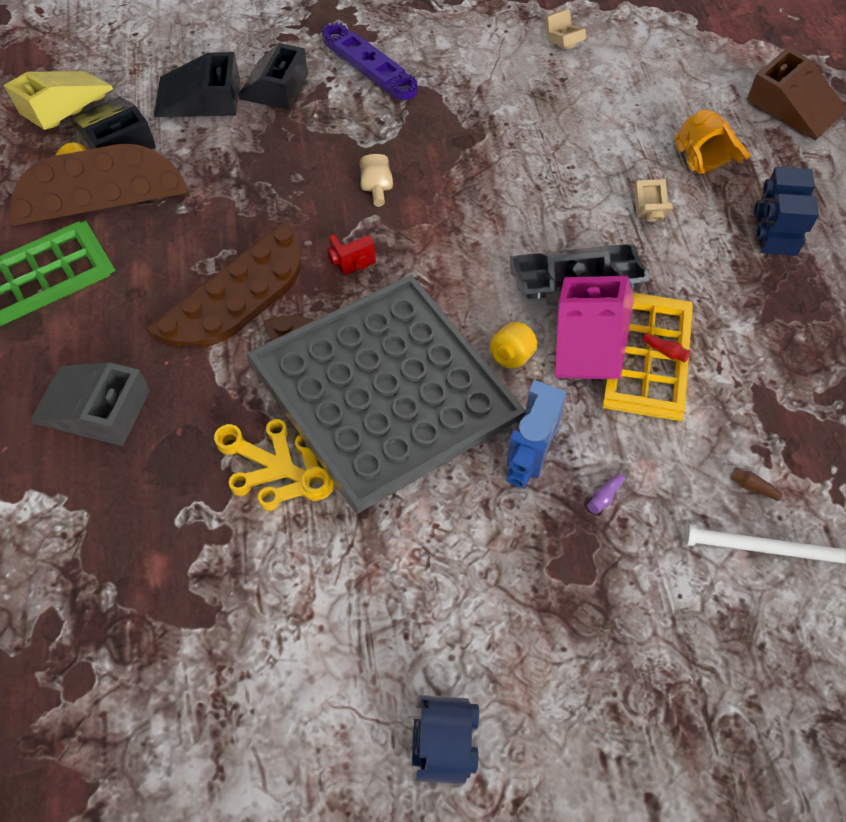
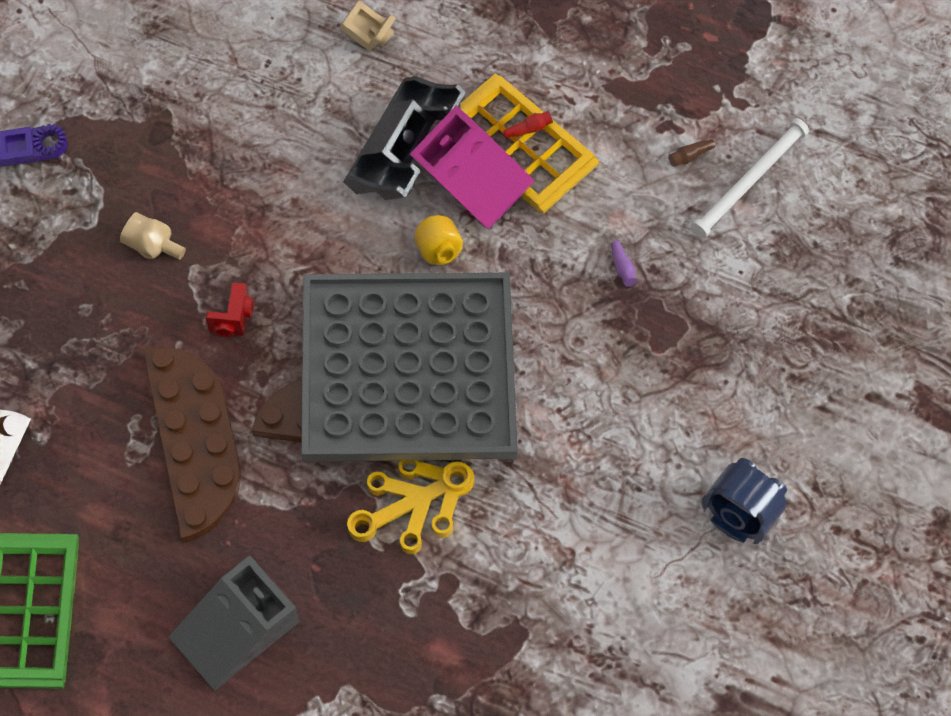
camera: 55 degrees left, 5 degrees up
(535, 433) = (541, 273): hips -> none

